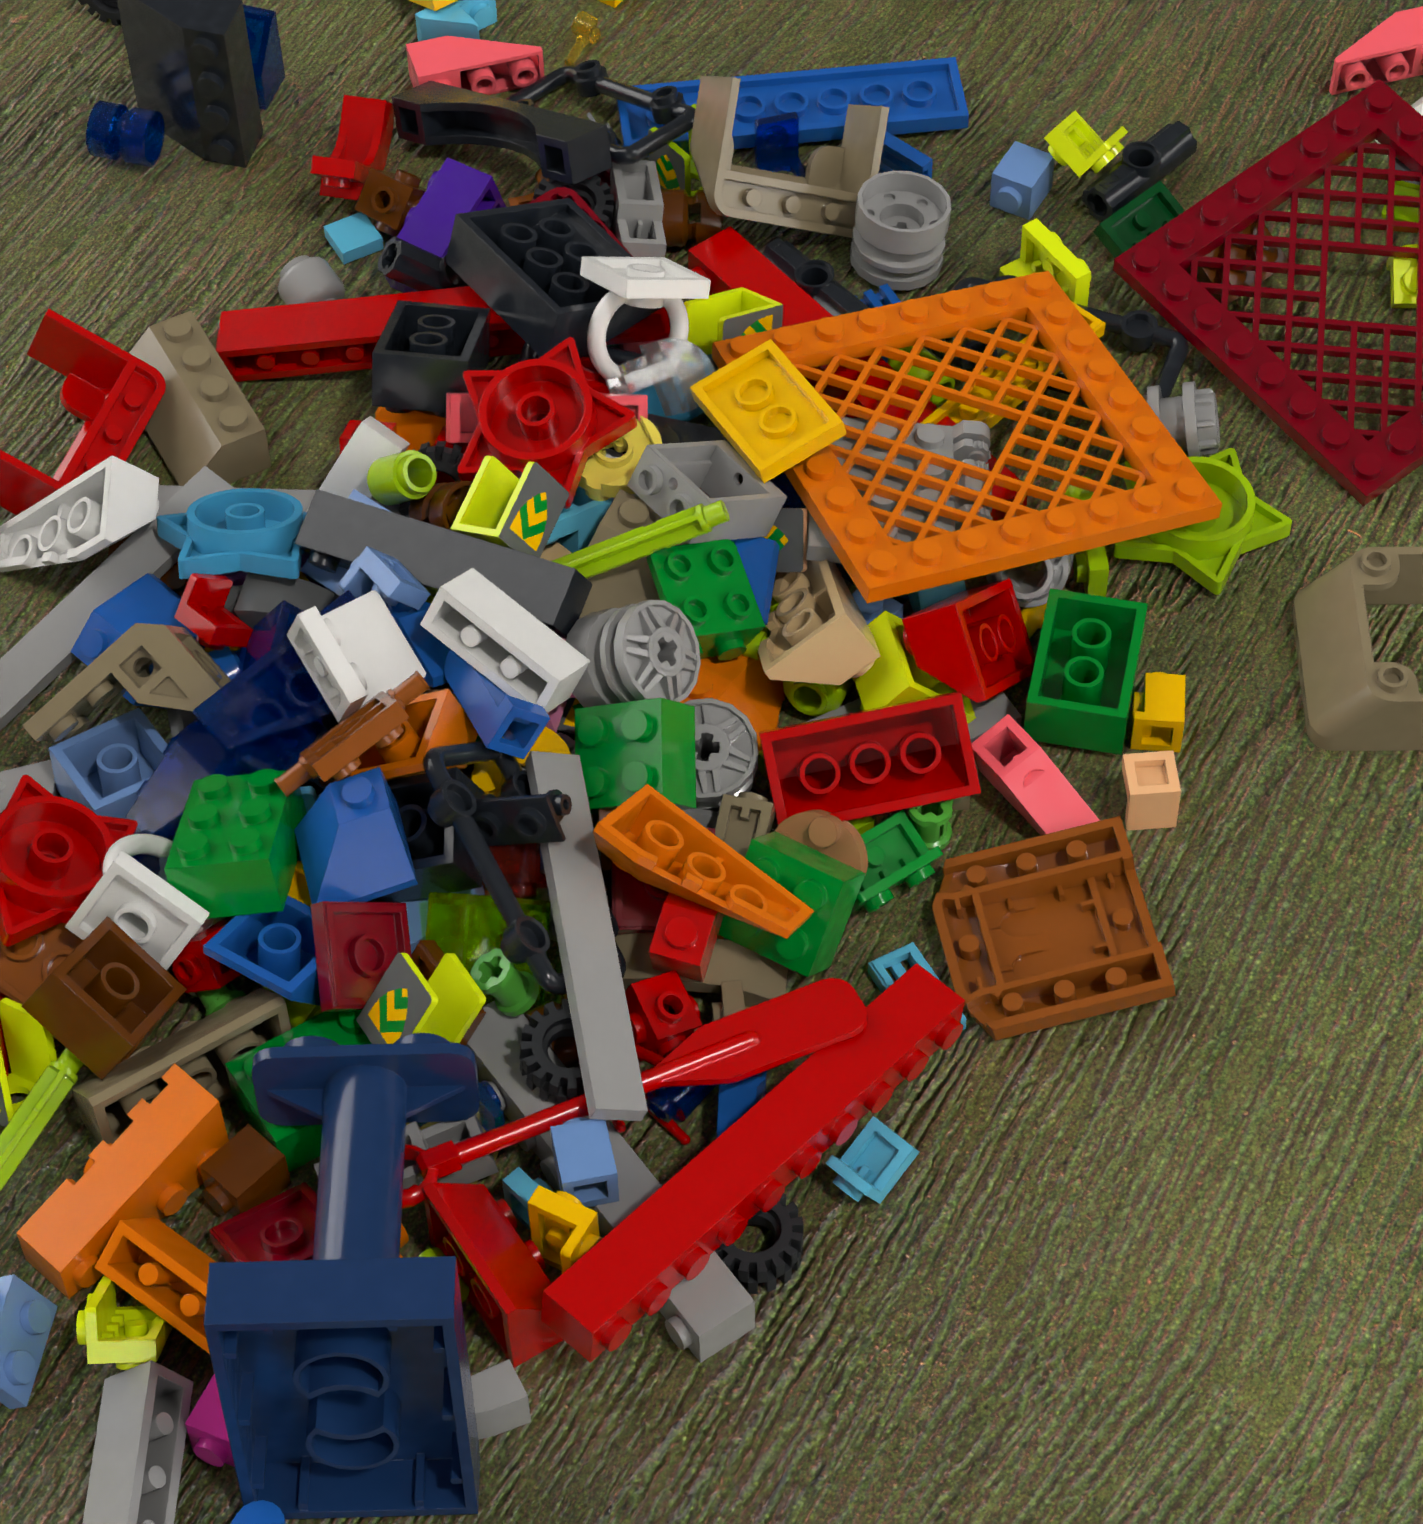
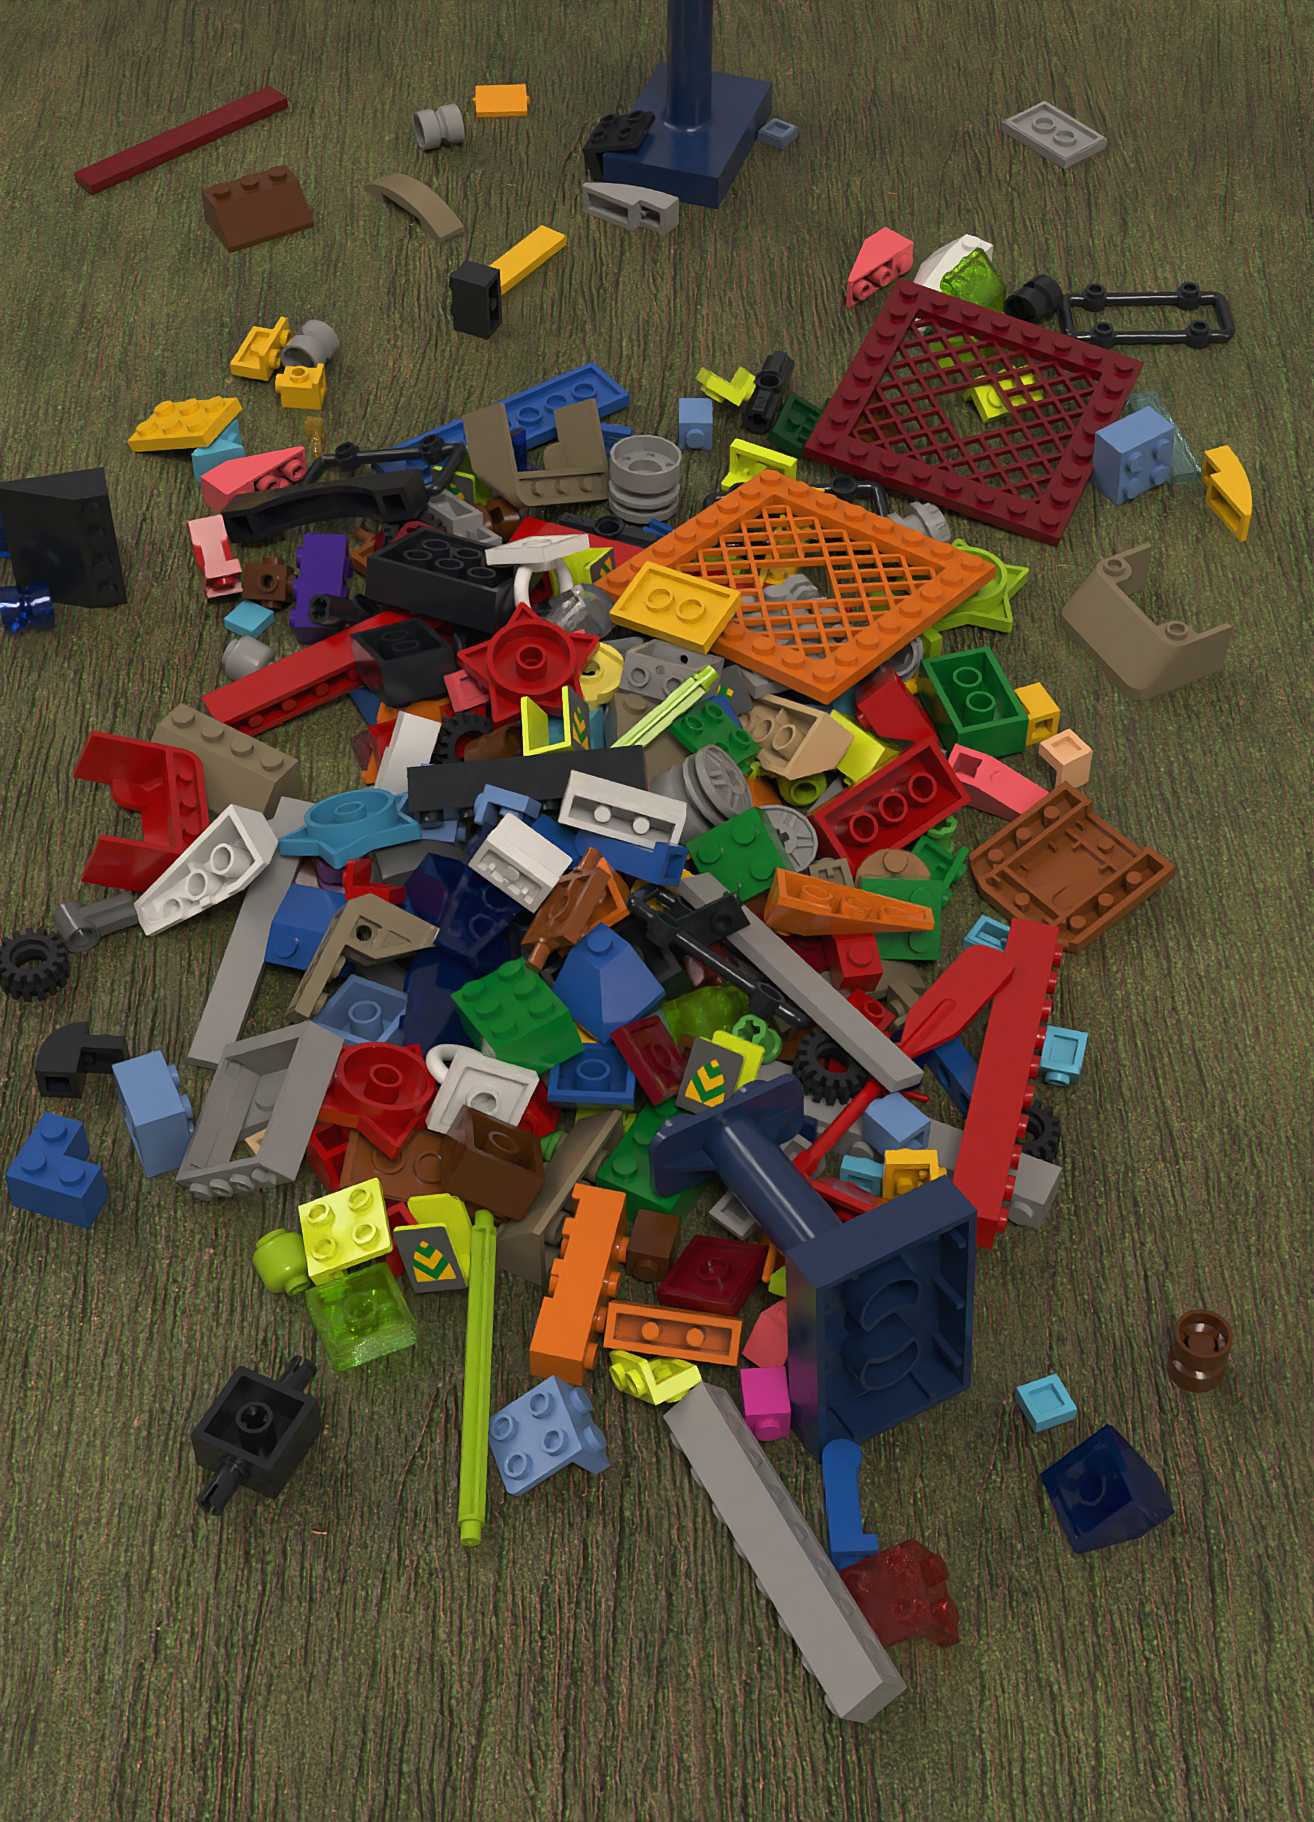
camera: 30 degrees left, 5 degrees down
(401, 477) = (457, 739): lime brick -> none

